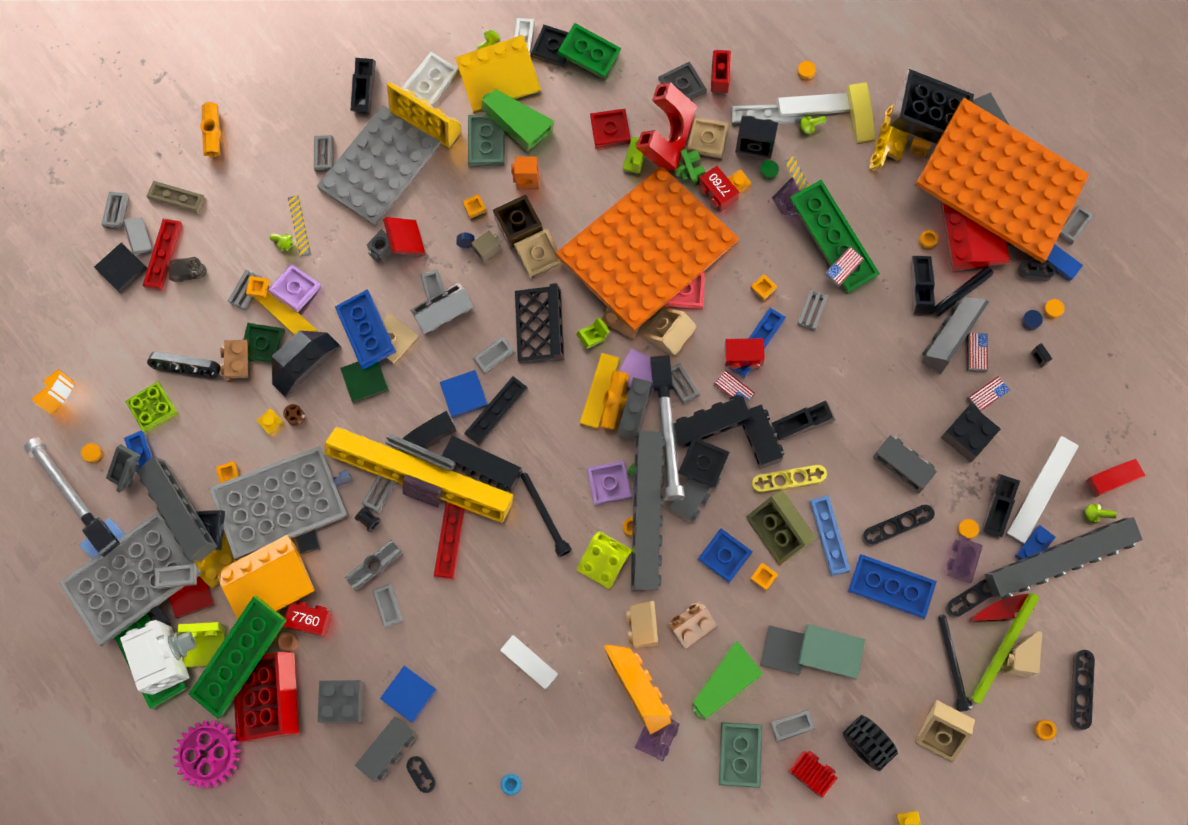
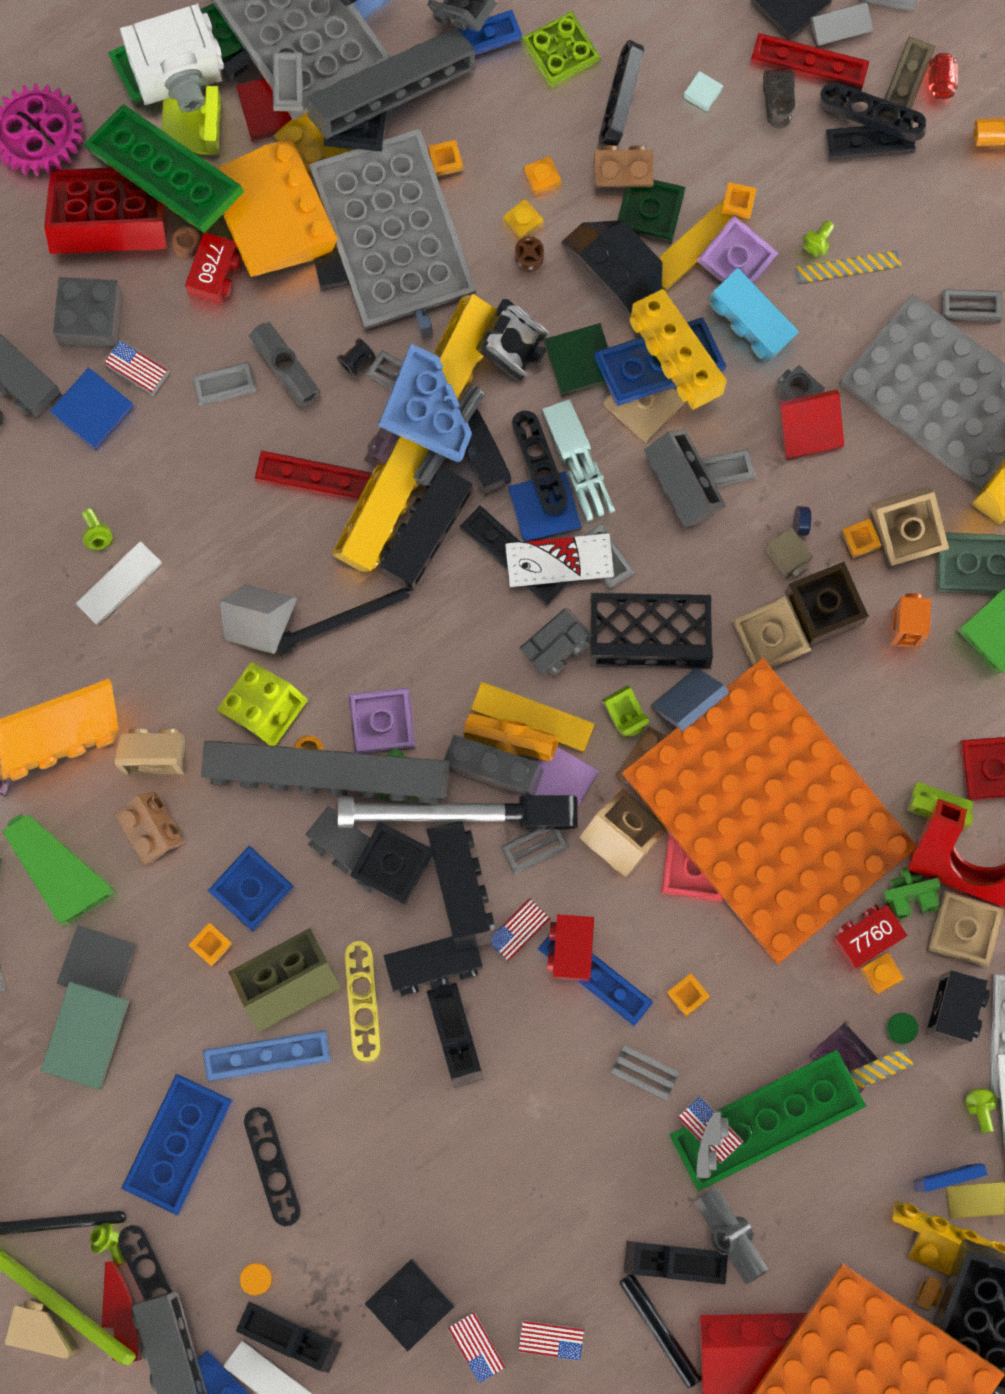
camera: 90 degrees right, 5 degrees up
(173, 174) = (943, 76): none -> clear red brick
(181, 316) = (703, 91): none -> light aqua tile
(201, 214) = (875, 108): none -> black beam
(216, 216) = (864, 142): none -> black tile
(238, 288) = (744, 174): light grey tile -> none
(239, 412) = (542, 175): none -> light orange plate
(333, 275) = (752, 315): none -> medium azure brick
(354, 419) = (513, 340): none -> piece
(358, 315) = (677, 349): none -> yellow brick
(378, 666) = (136, 368): none -> tile
(404, 464) = (425, 406): none -> medium blue plate
(426, 377) = (574, 446): none -> light aqua arm
(434, 393) = (542, 462): none -> black beam
(465, 178) = (909, 525): none -> tan slope
(497, 680) = (97, 535): none -> lime plate
(498, 381) = (559, 560): none -> white sticker
(548, 566) = (256, 617): none -> light grey slope
(552, 376) = (557, 642): none -> dark grey brick
(583, 295) = (689, 699): none -> sand blue tile
(850, 261) = (713, 1135): none -> light grey slope
(855, 136) = (950, 1177): none -> blue tile
(903, 252) = (731, 1235): none -> dark grey piece
(905, 463) = (369, 1190): dark grey brick -> none
(928, 239) = (759, 1289): light orange tile -> none
(954, 332) = (582, 1301): slope -> none
(959, 625) = (105, 1238): none -> lime plate
(964, 560) = (205, 1263): clear purple bracket -> none

